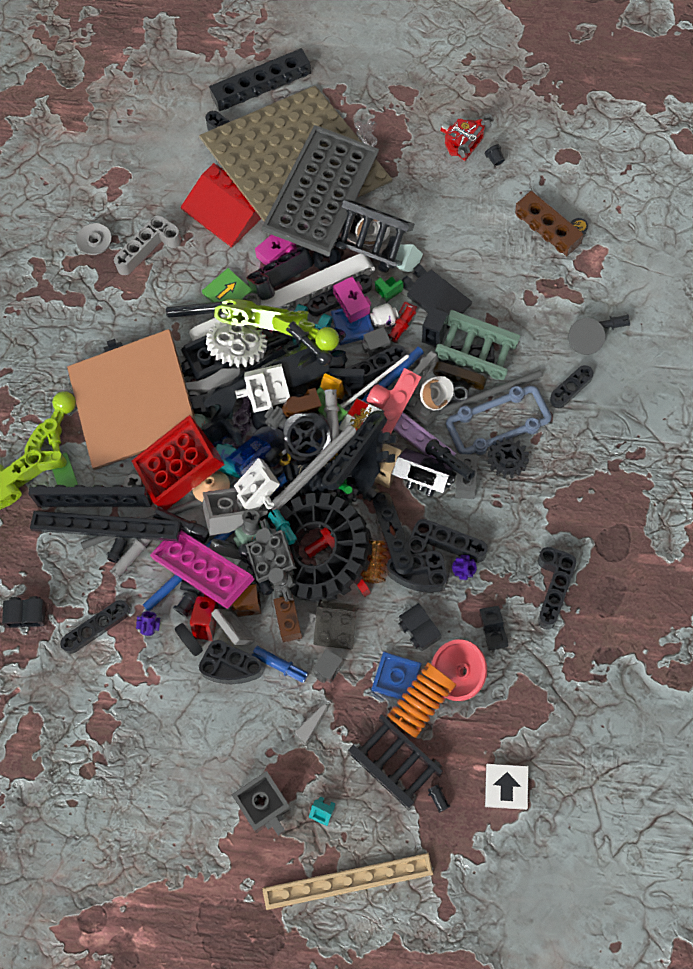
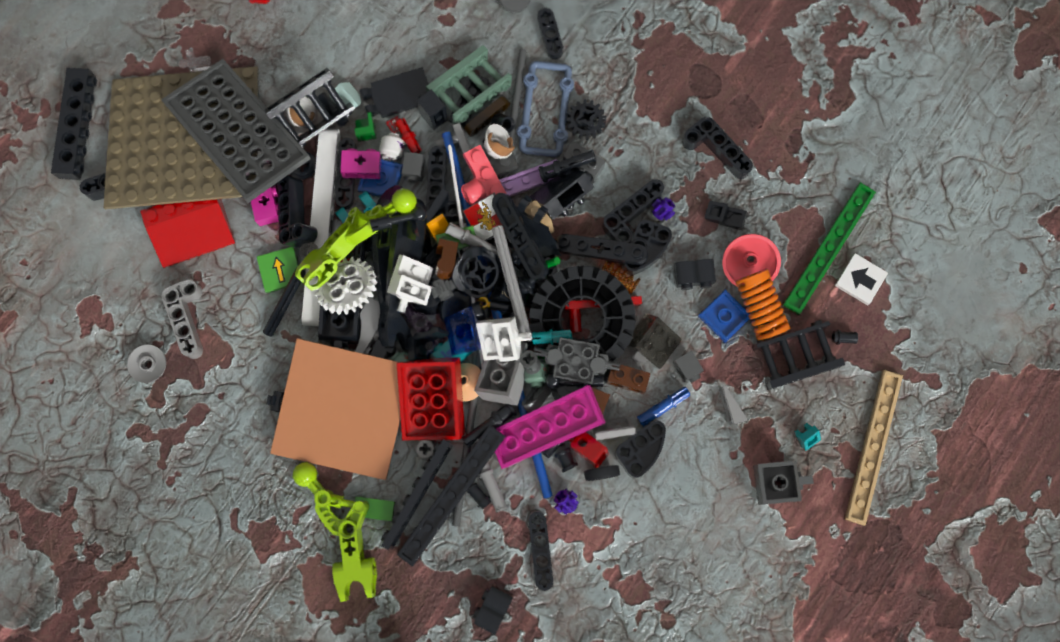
camera: 65 degrees left, 10 degrees up
(520, 740) = (829, 248): none -> green tile

